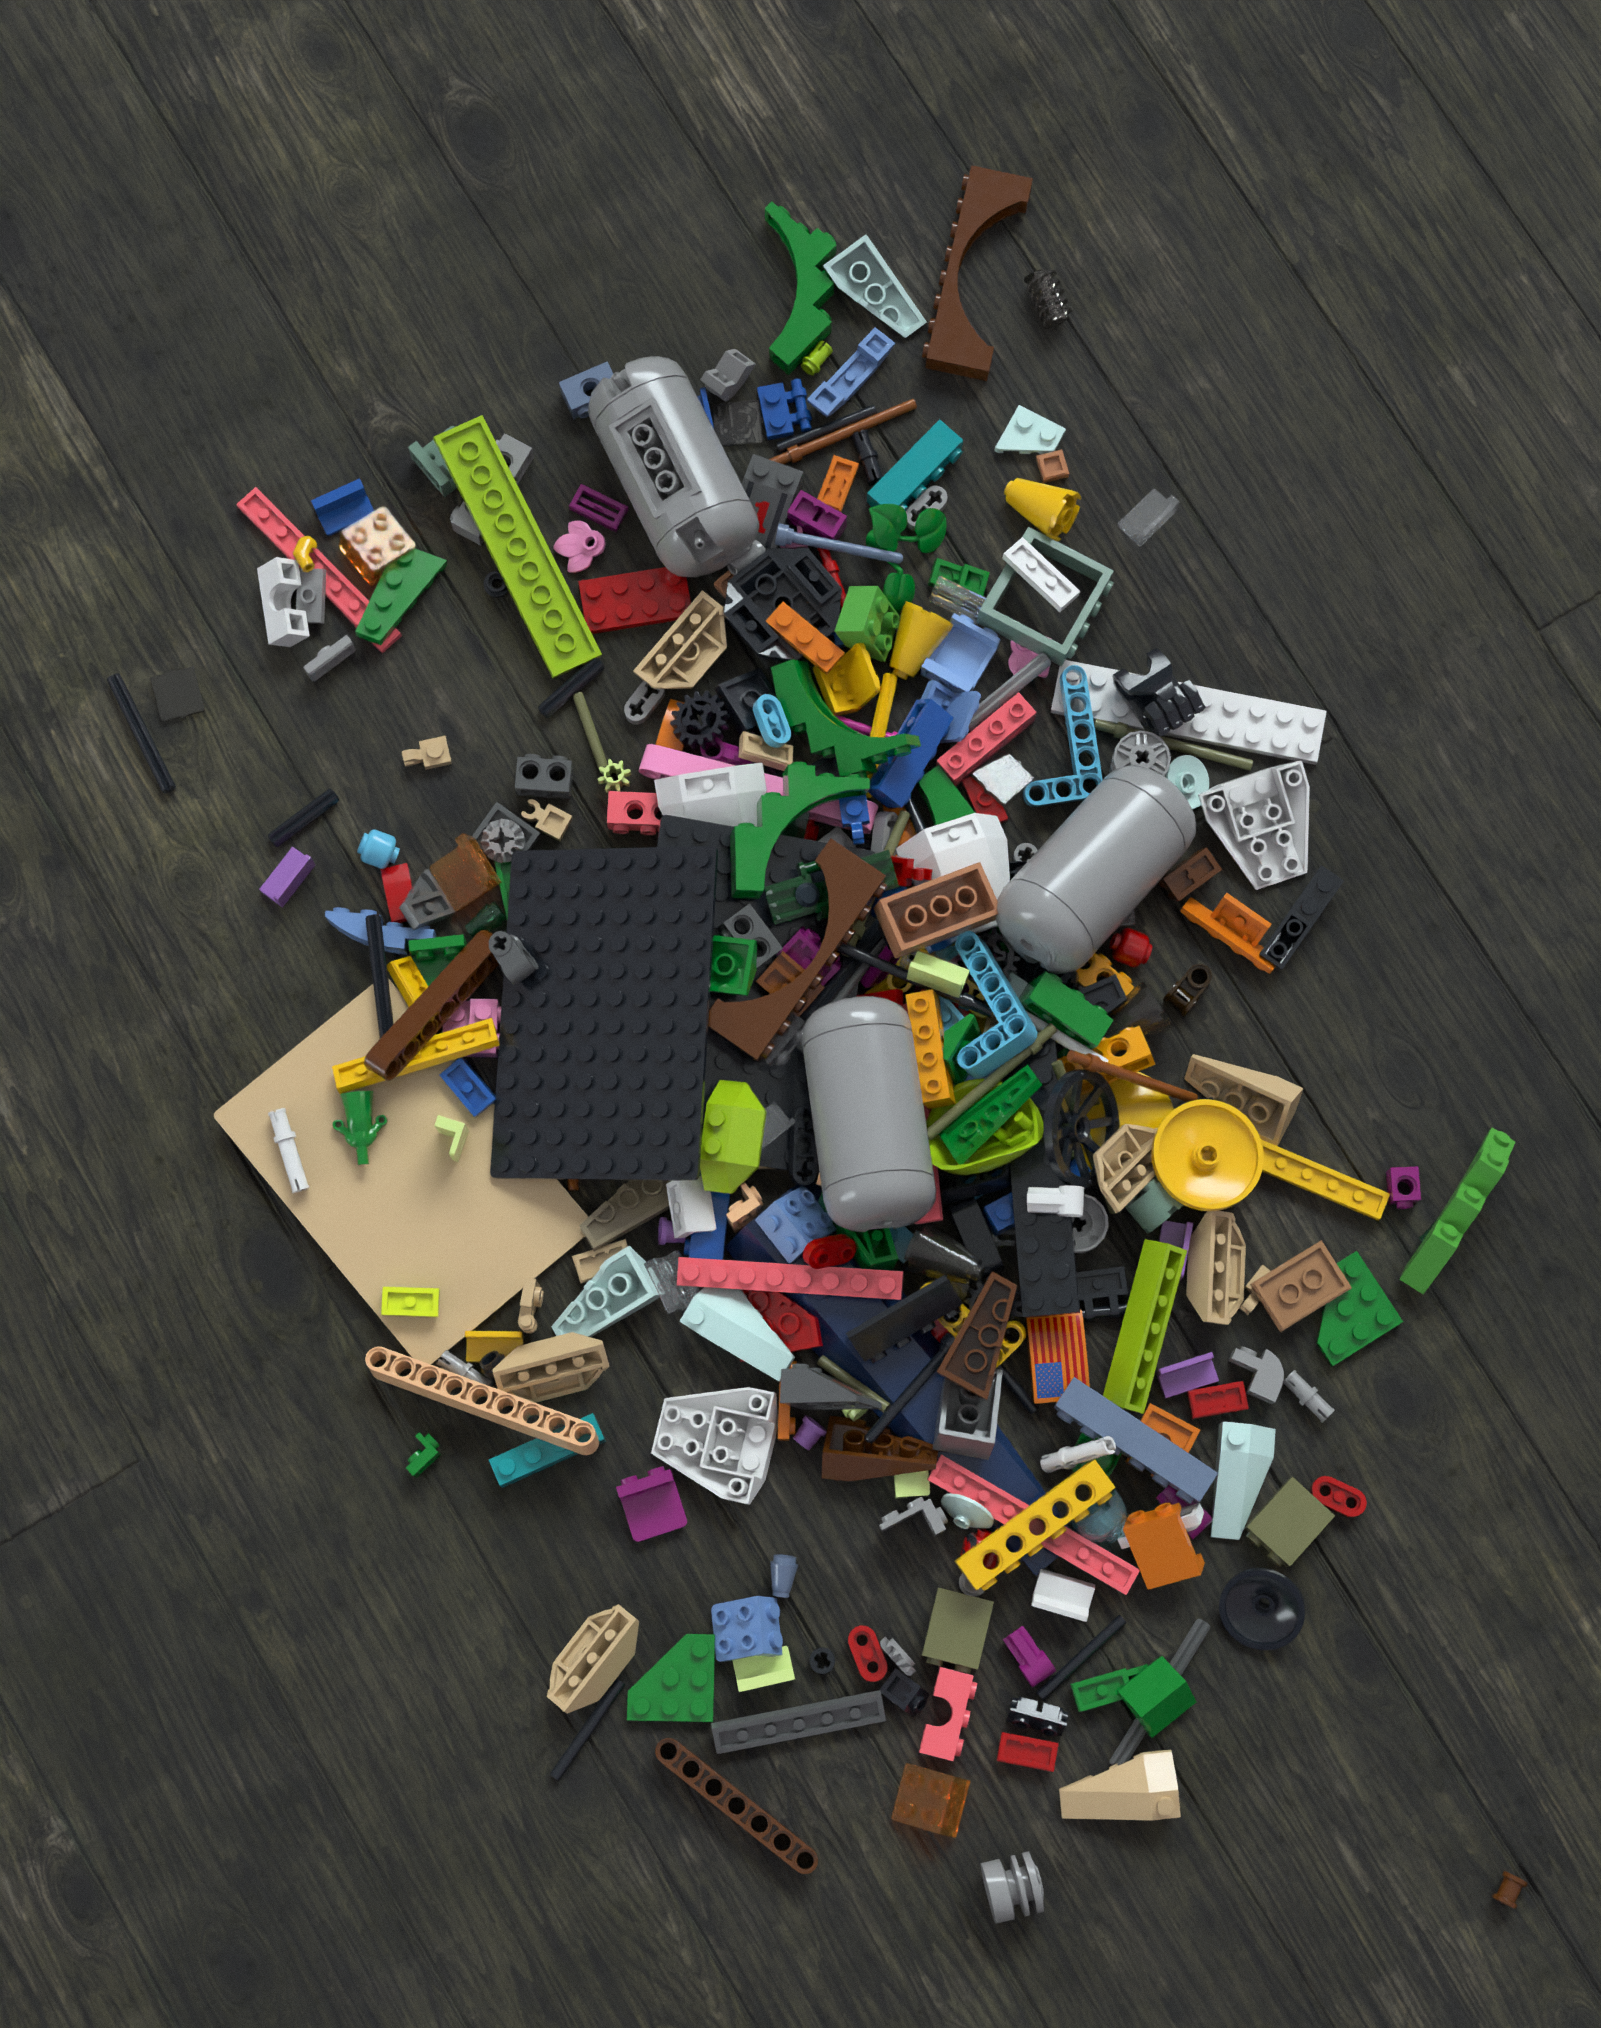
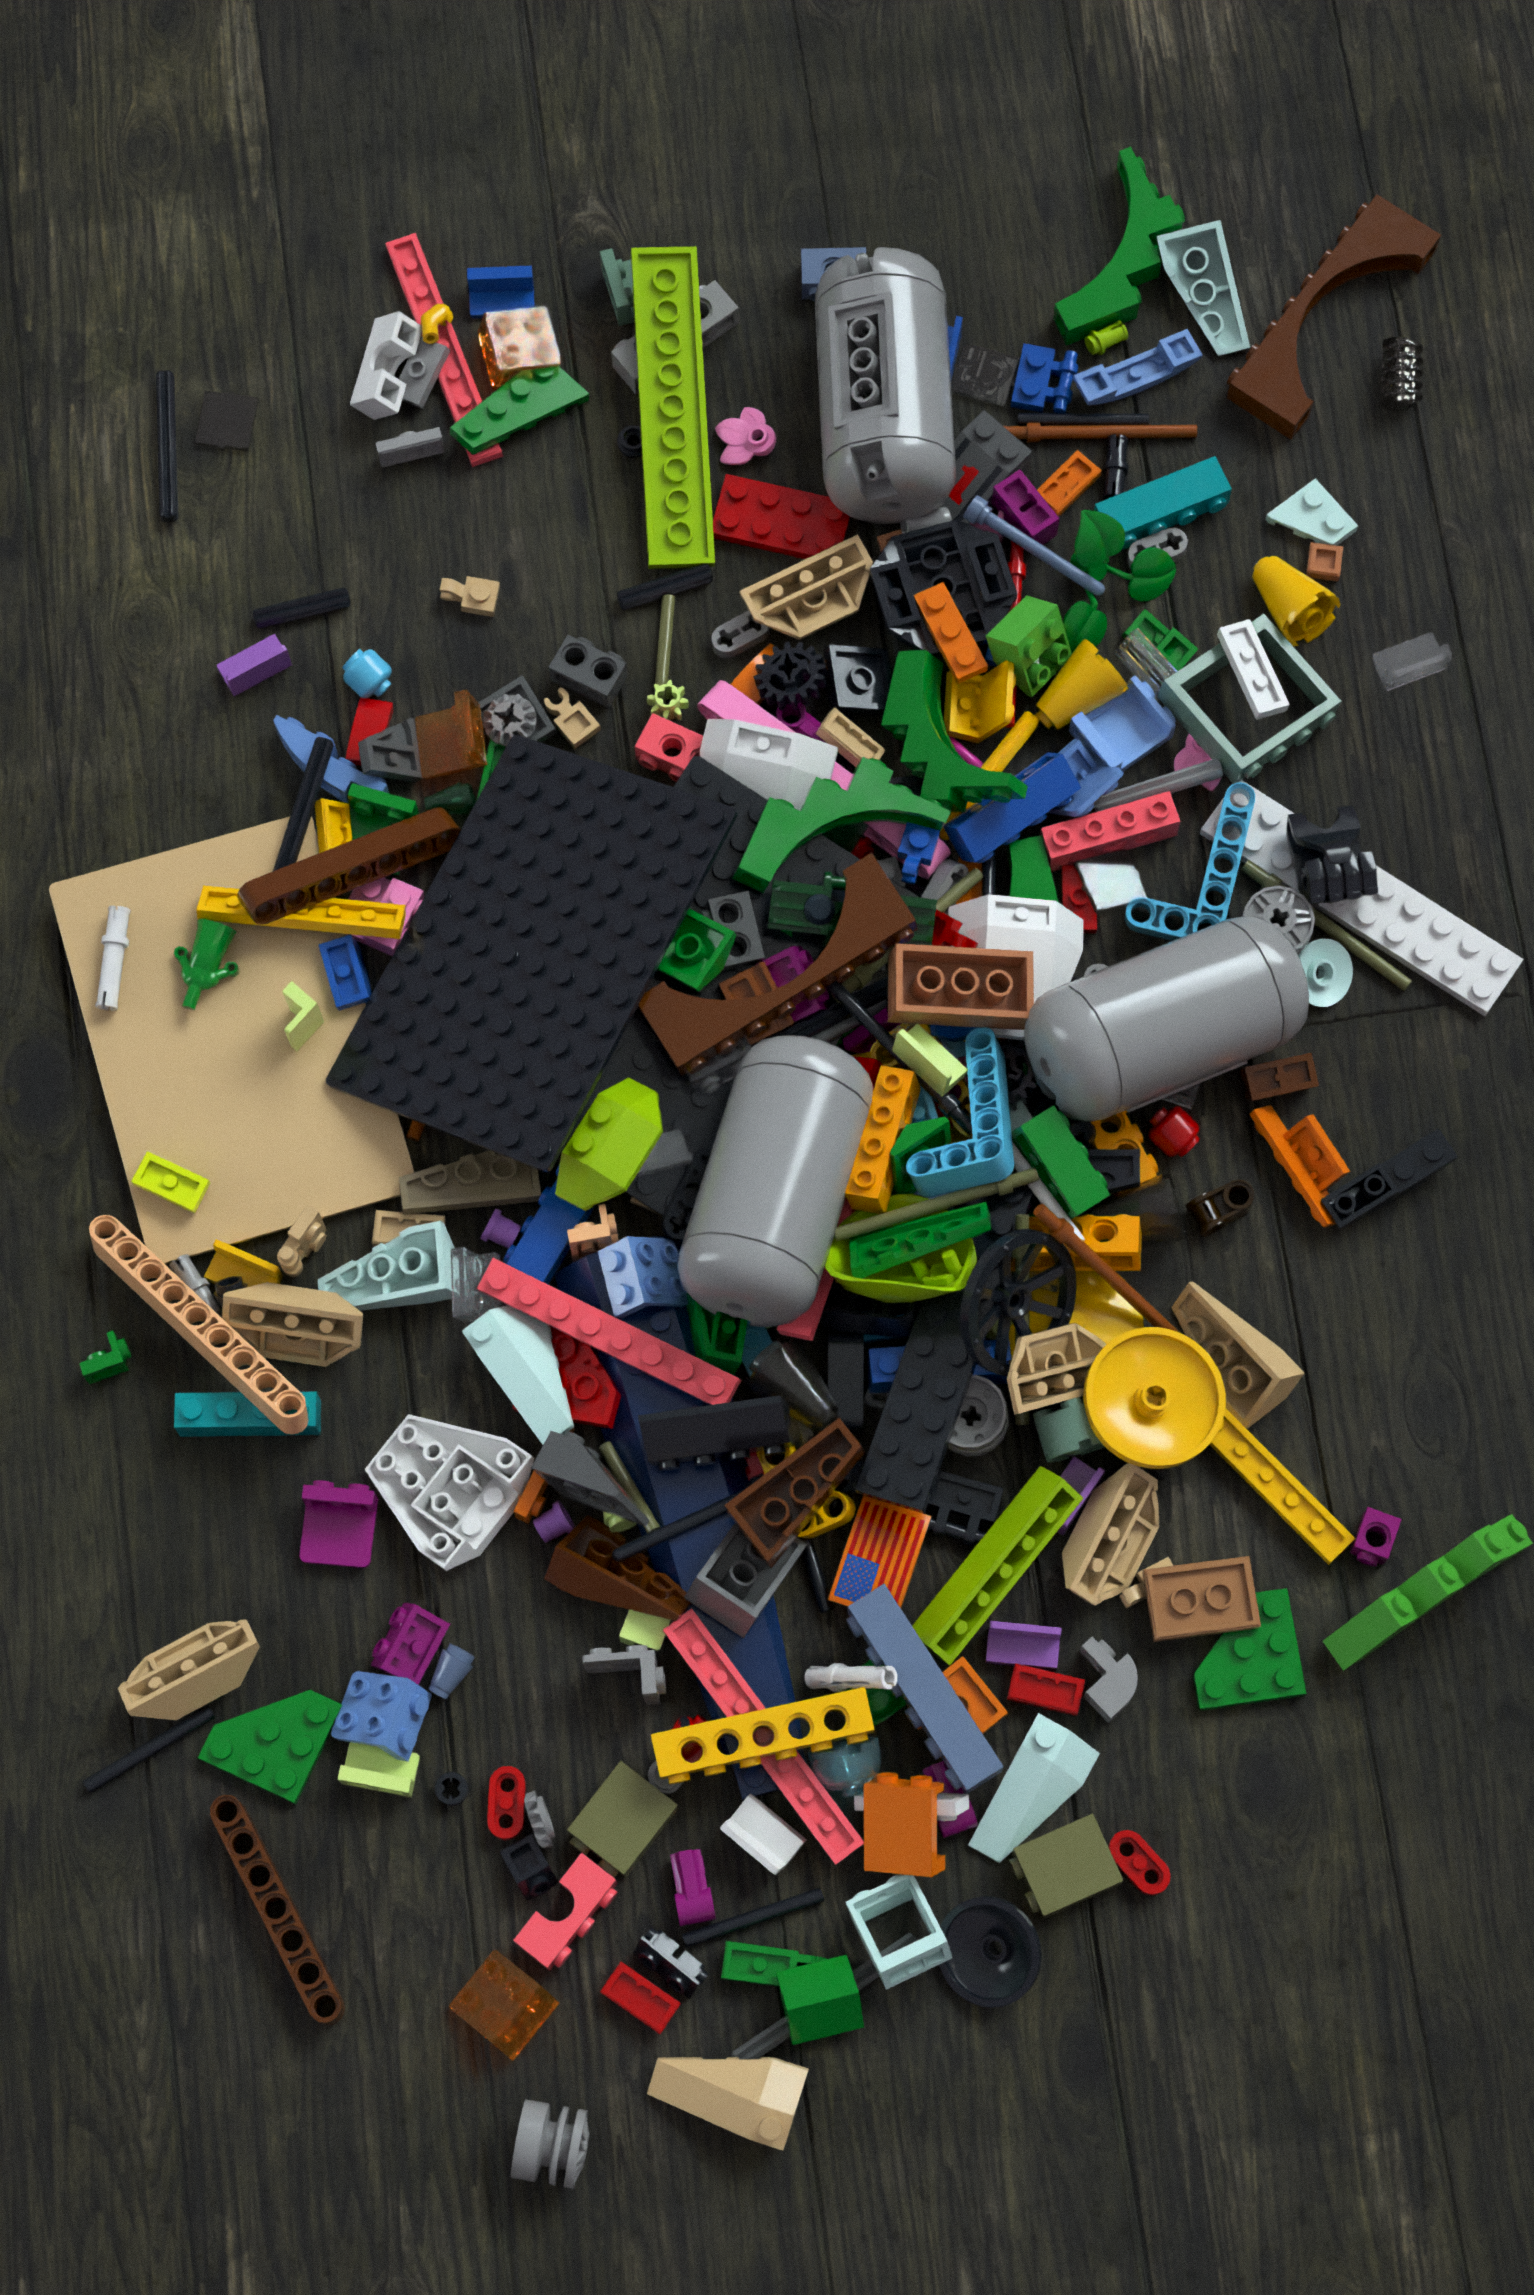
camera: 25 degrees right, 5 degrees down
(515, 959) = (457, 845): dark grey piece -> none
(618, 518) = (779, 416): magenta tile -> none
(690, 1208) = (532, 1208): white panel -> none
(728, 375) = (997, 317): light grey brick -> none
(743, 1568) = (409, 1642): none -> magenta bracket
(773, 722) = (872, 712): medium azure plate -> none
(798, 1722) = (391, 1846): dark grey plate -> none
(829, 1251) = (668, 1321): red plate -> none
(967, 1512) = (693, 1688): light aqua dish -> none
(1065, 1200) = (959, 1374): white piece -> none
(1214, 1636) = (912, 1958): none -> light aqua window
(1263, 822) = (1391, 1054): white wedge -> none
(1308, 1396) = (1155, 1731): light grey pin -> none

